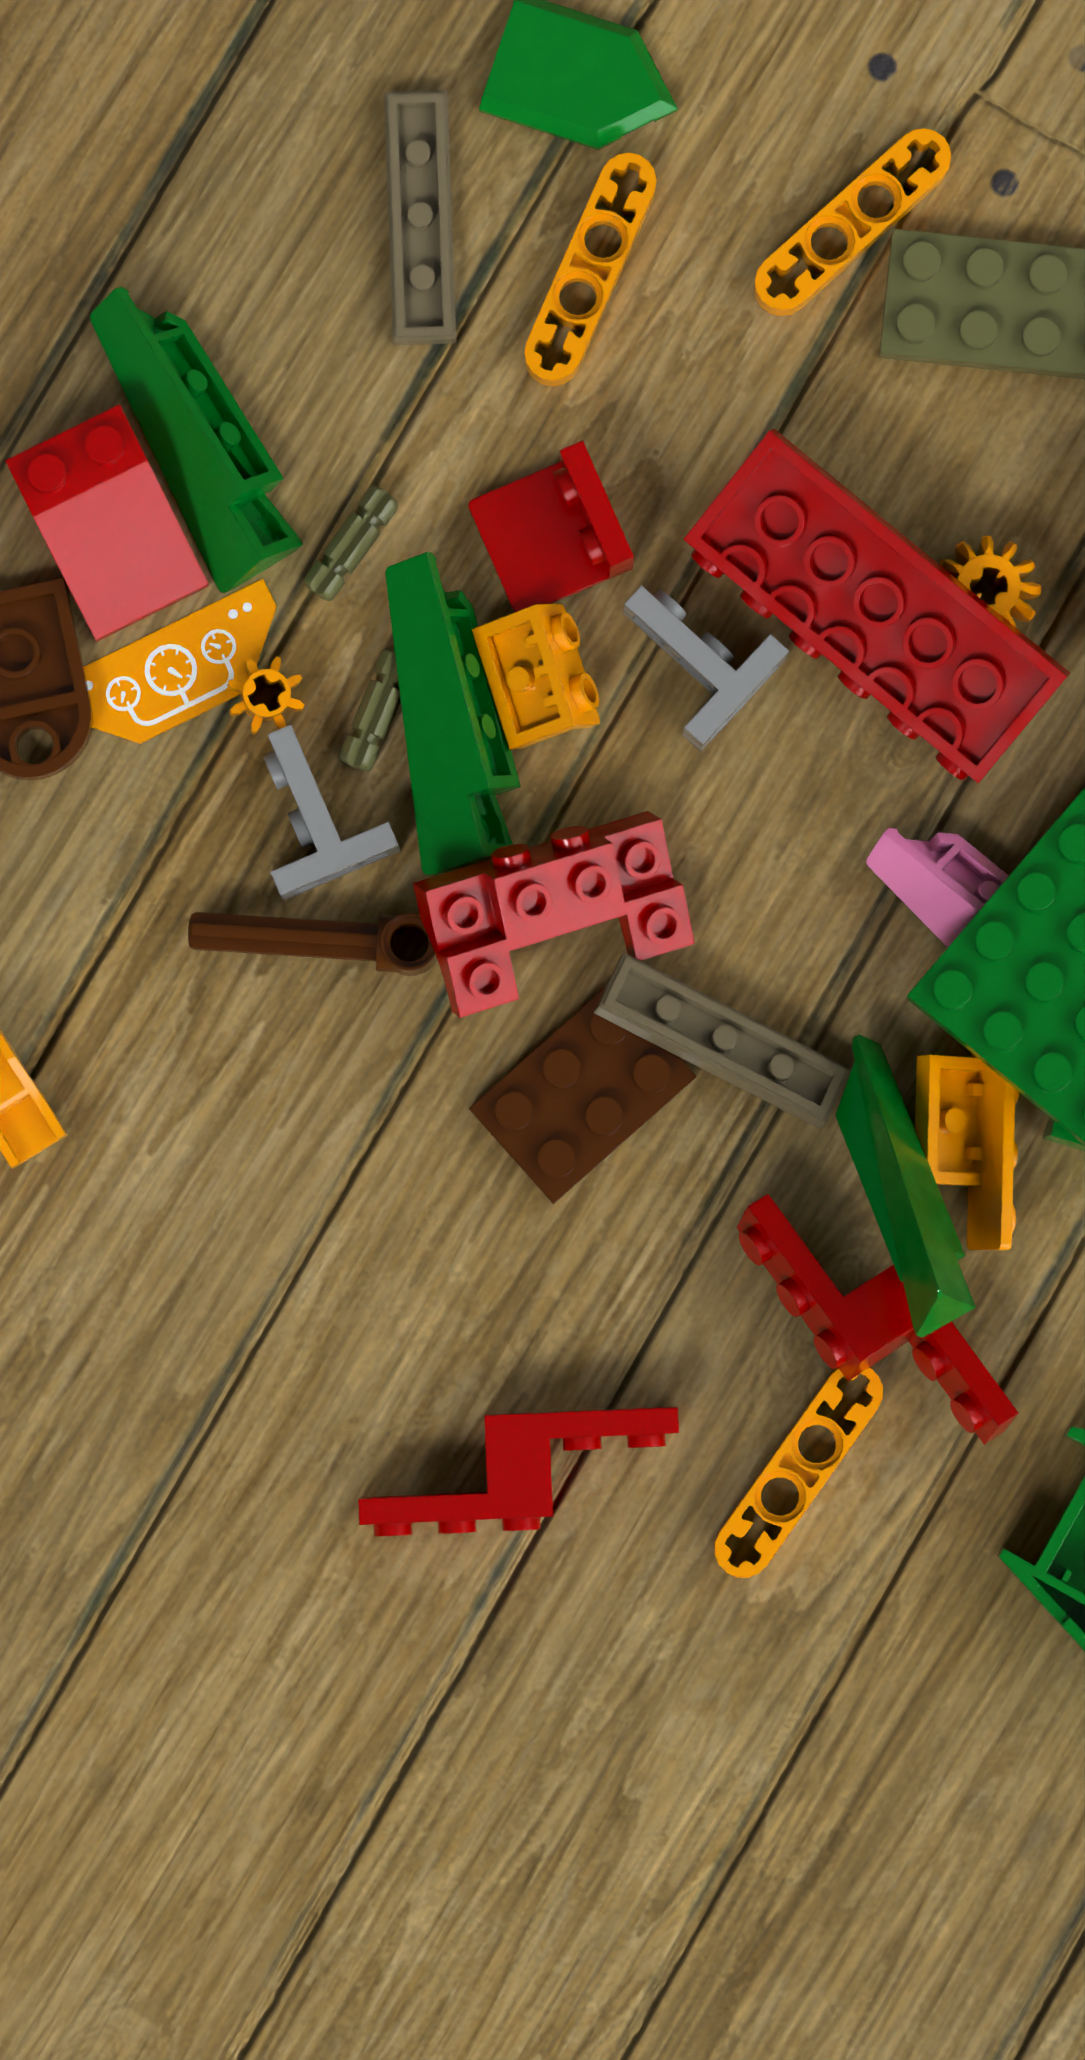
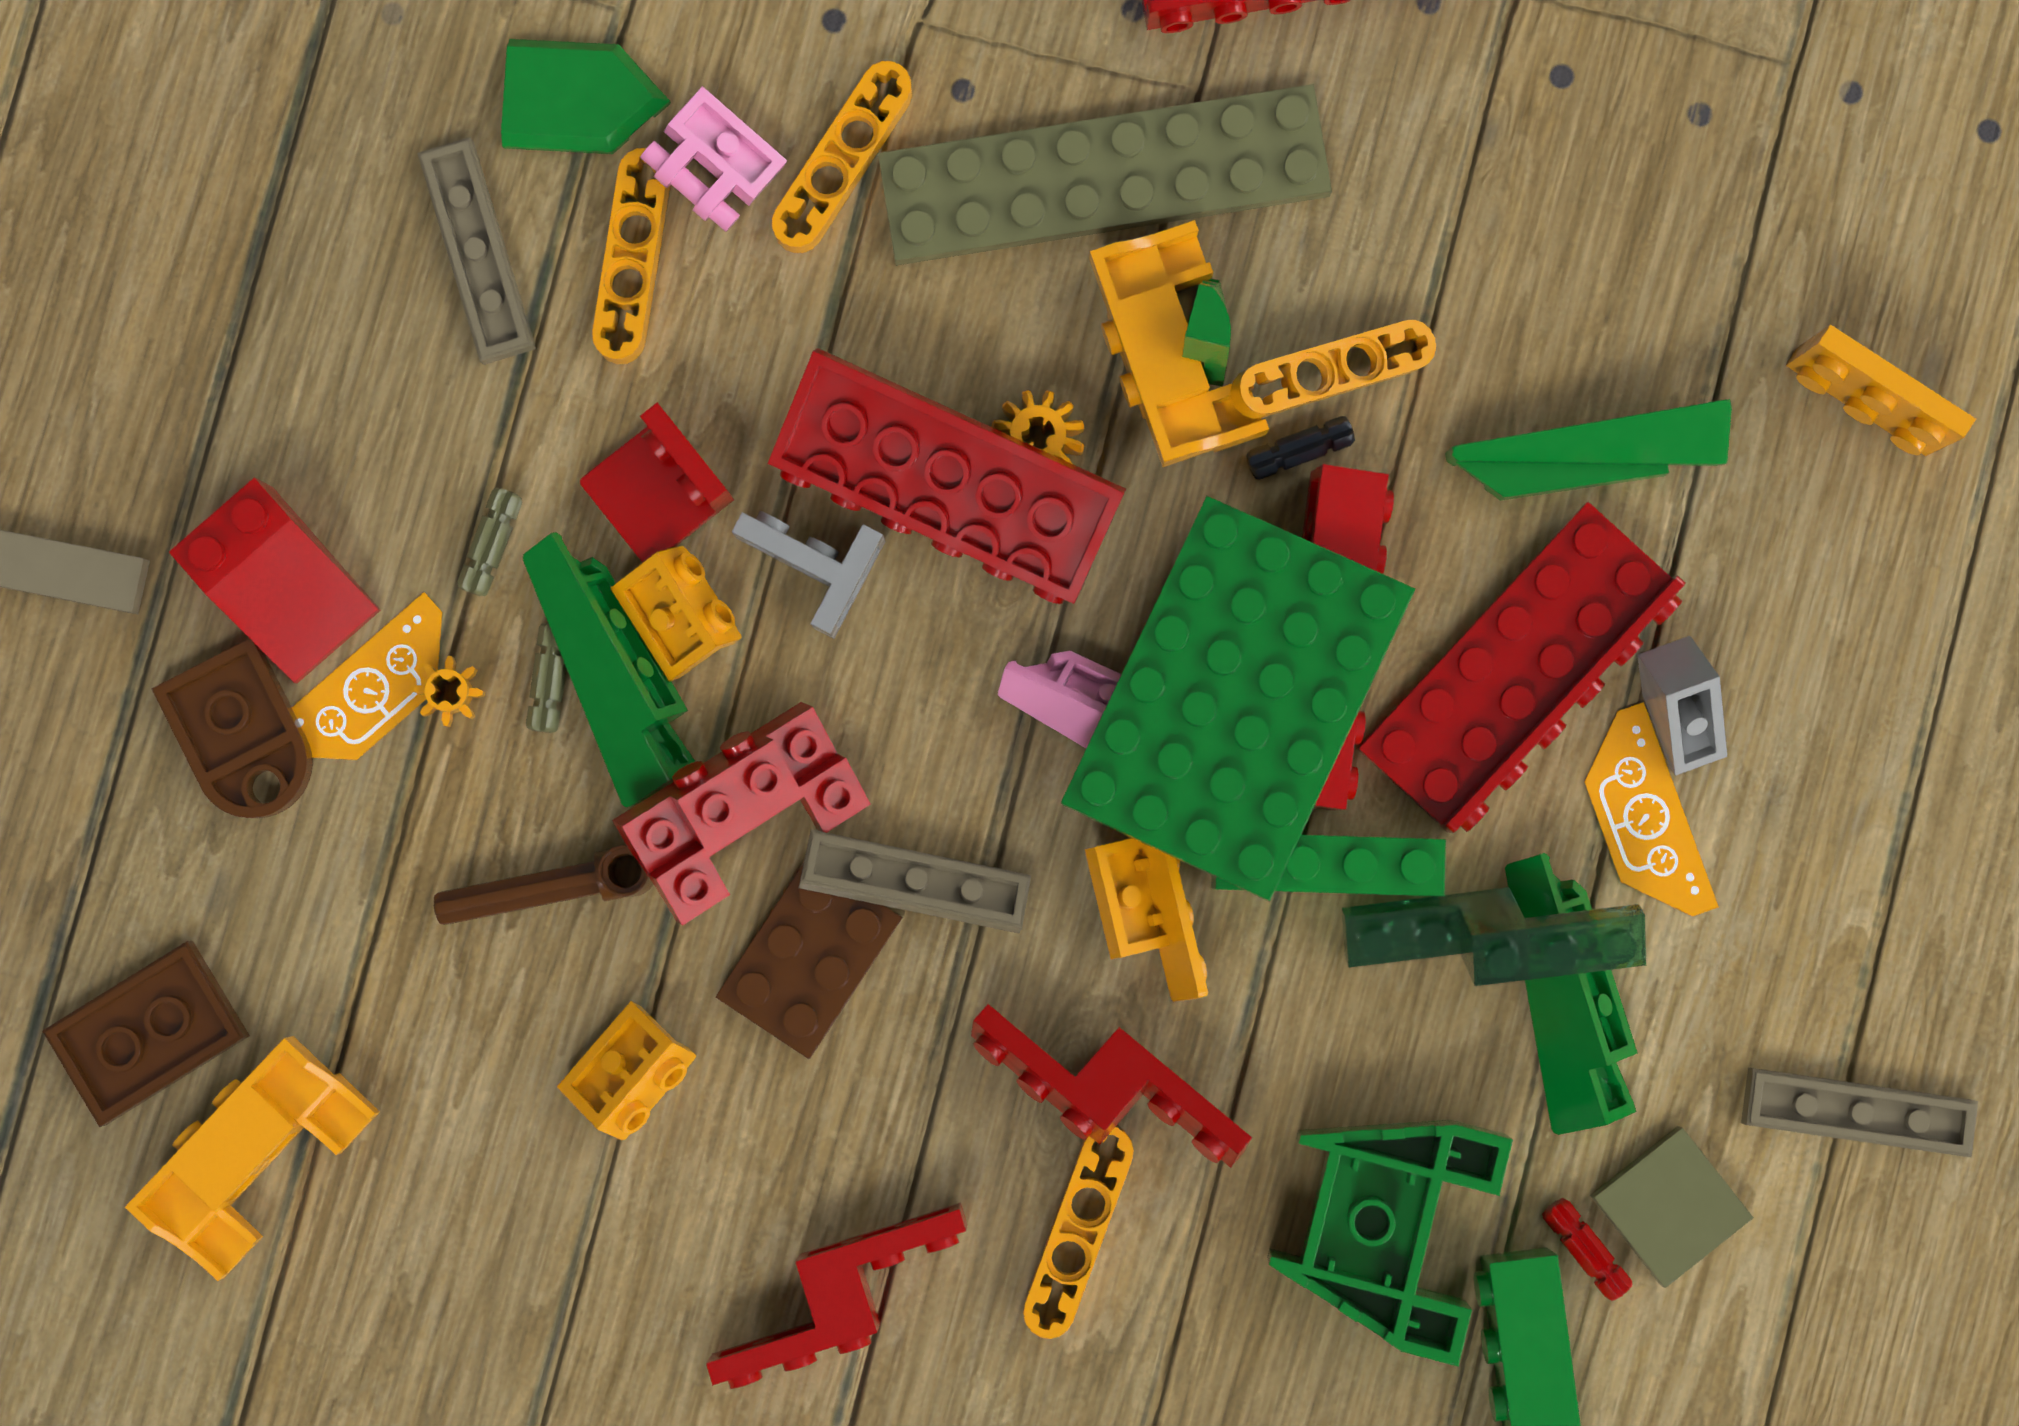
camera: 10 degrees left, 0 degrees up
(198, 439) = (336, 488): green wedge -> none
(315, 826) = (520, 789): light grey bracket -> none
(350, 1164) = (626, 1073): none -> light orange bracket
(726, 179) = (722, 146): none -> bright pink plate
(902, 1191) = (1102, 972): green wedge -> none

